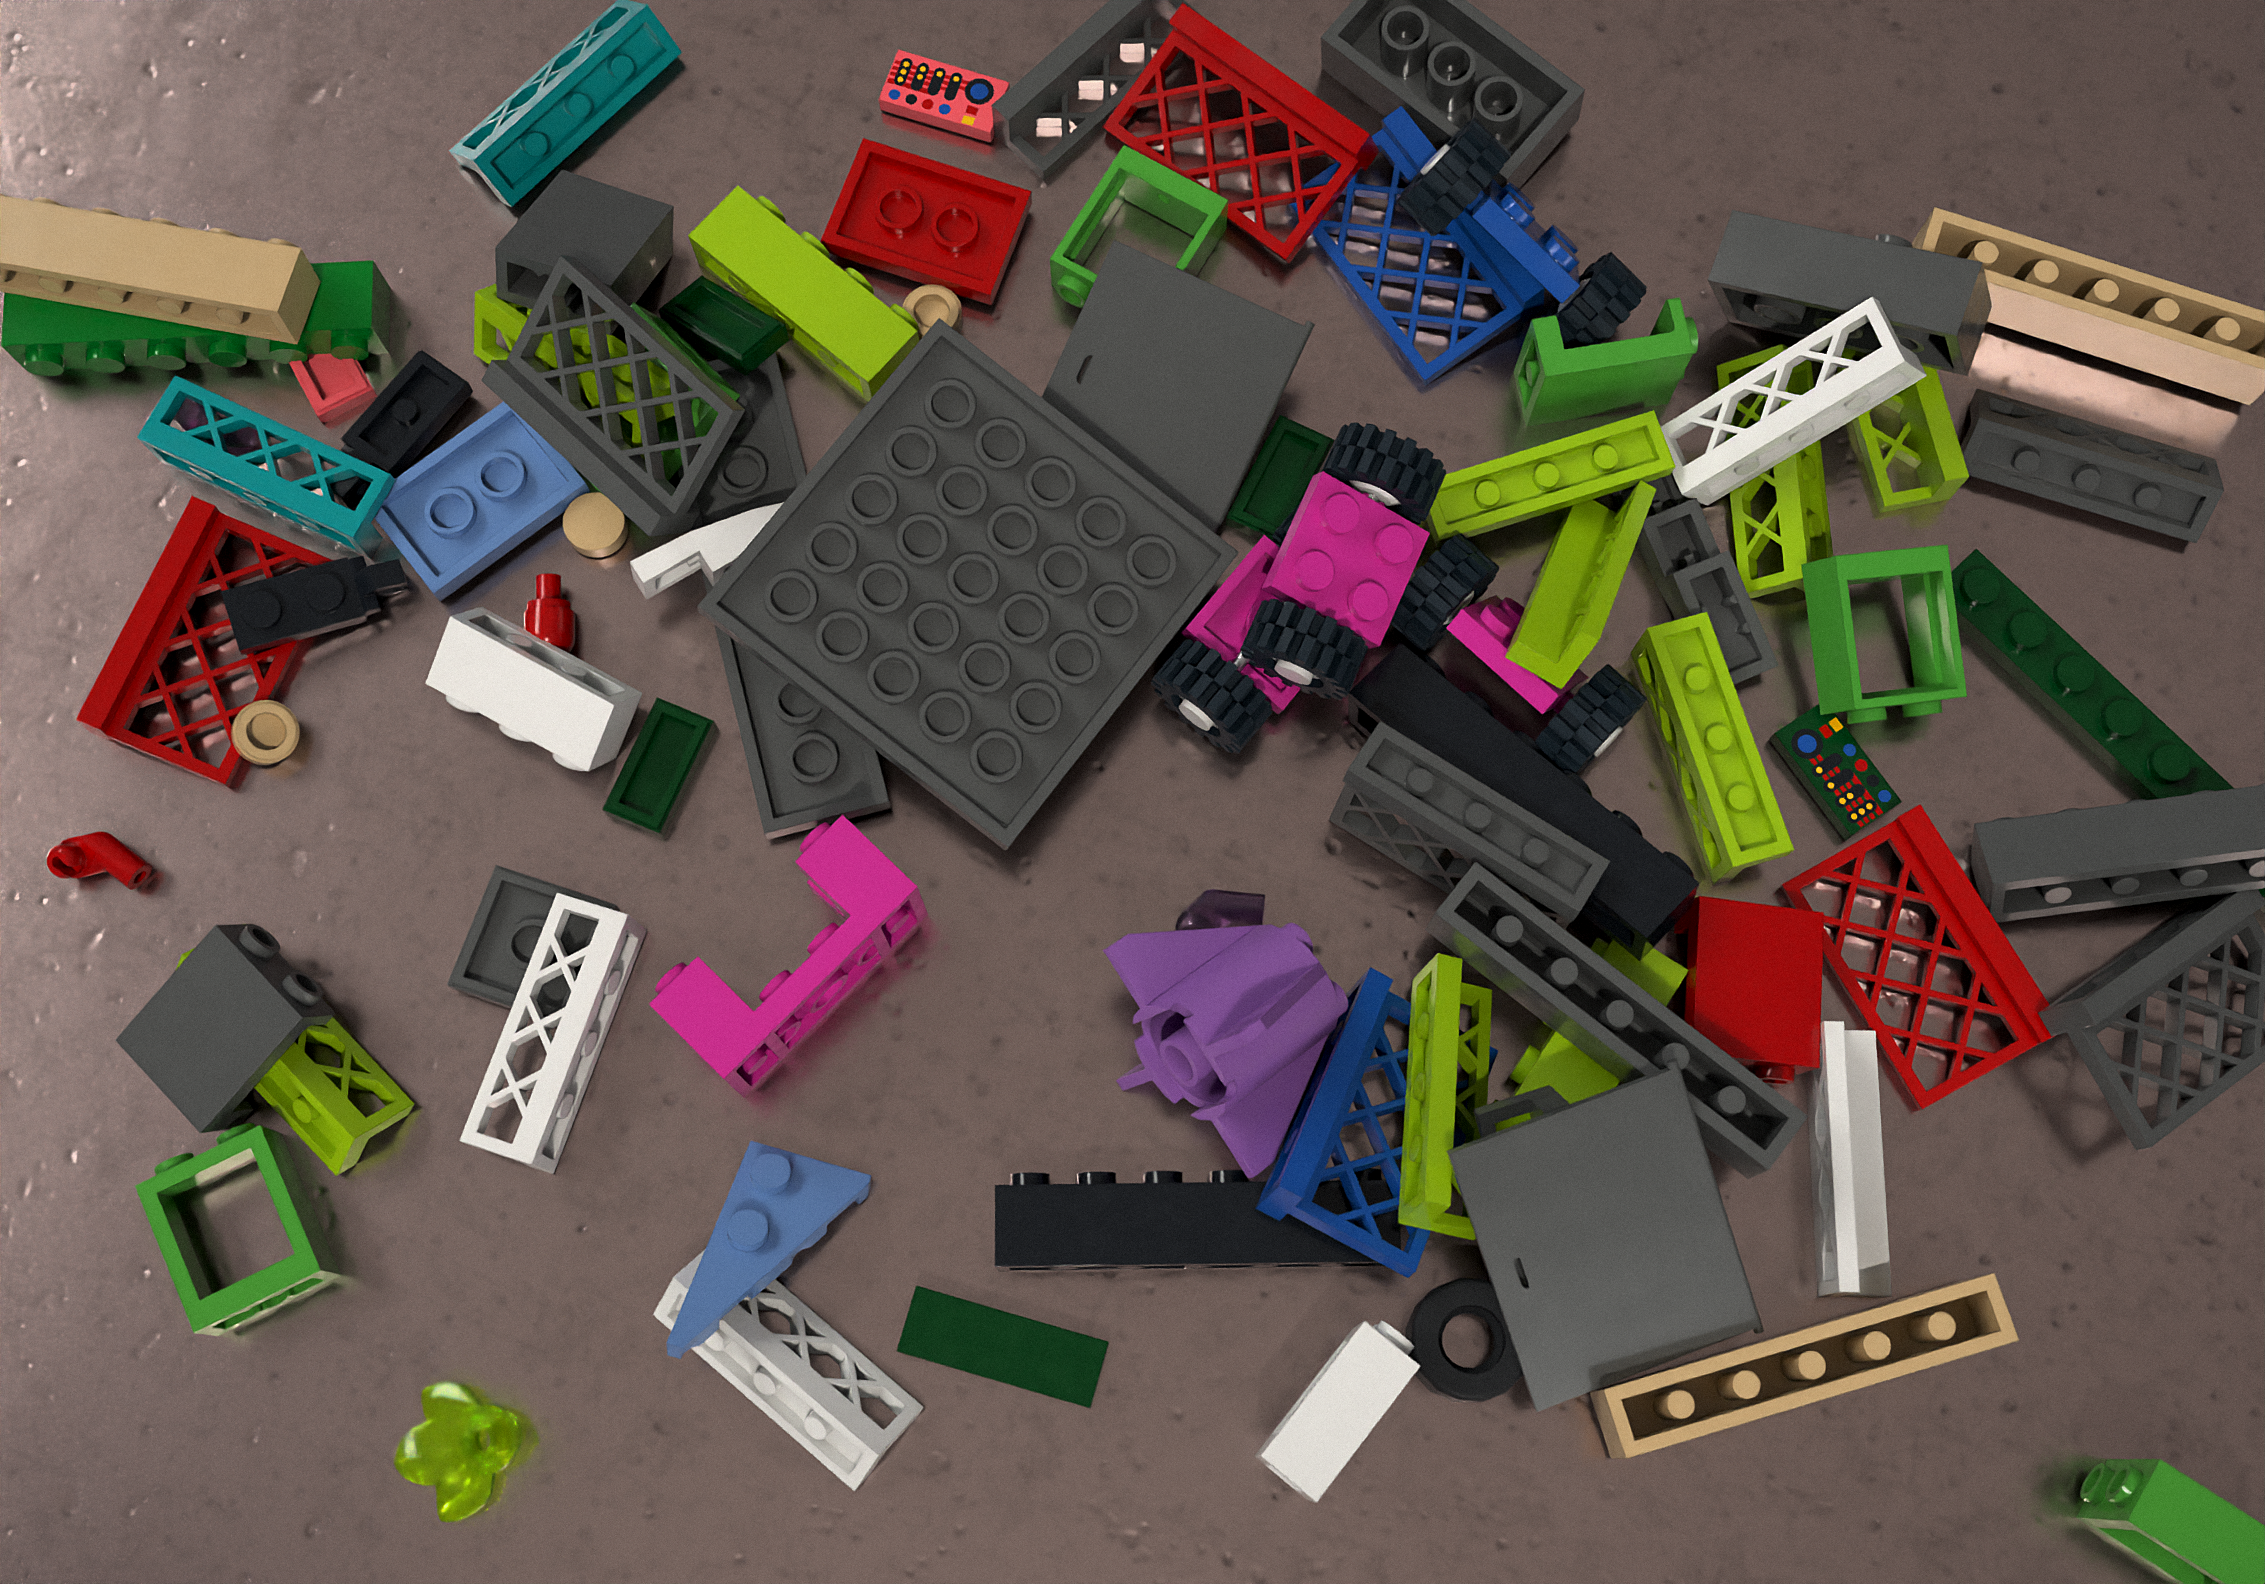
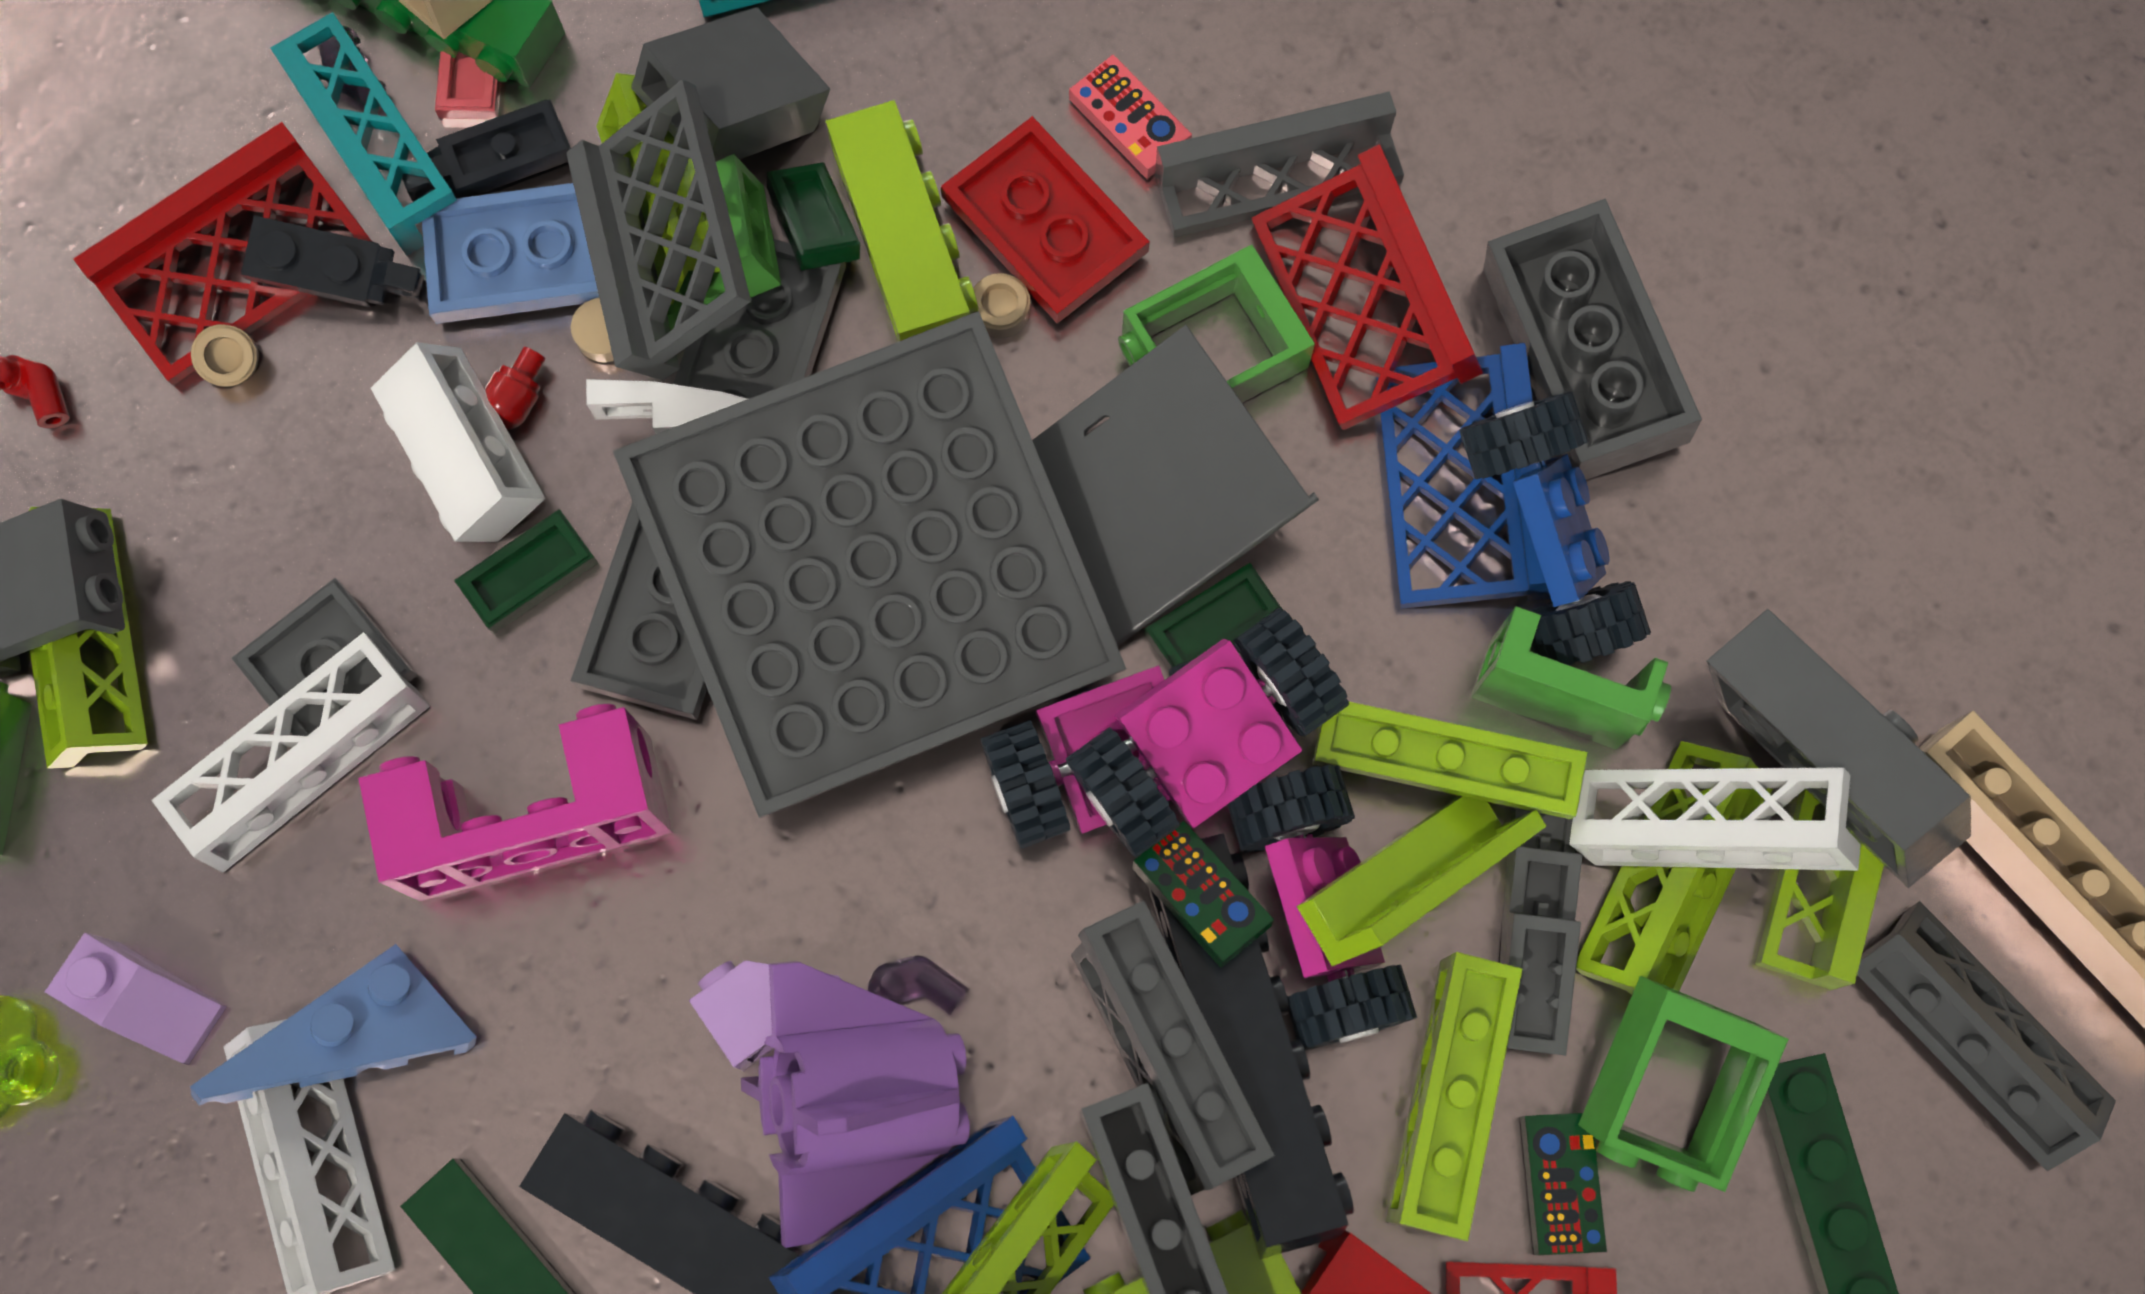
camera: 30 degrees right, 0 degrees up
(552, 1316) = (135, 998): none -> lavender slope
(1090, 1015) = (737, 1010): none -> lavender slope
(1417, 697) = (1202, 894): none -> tile

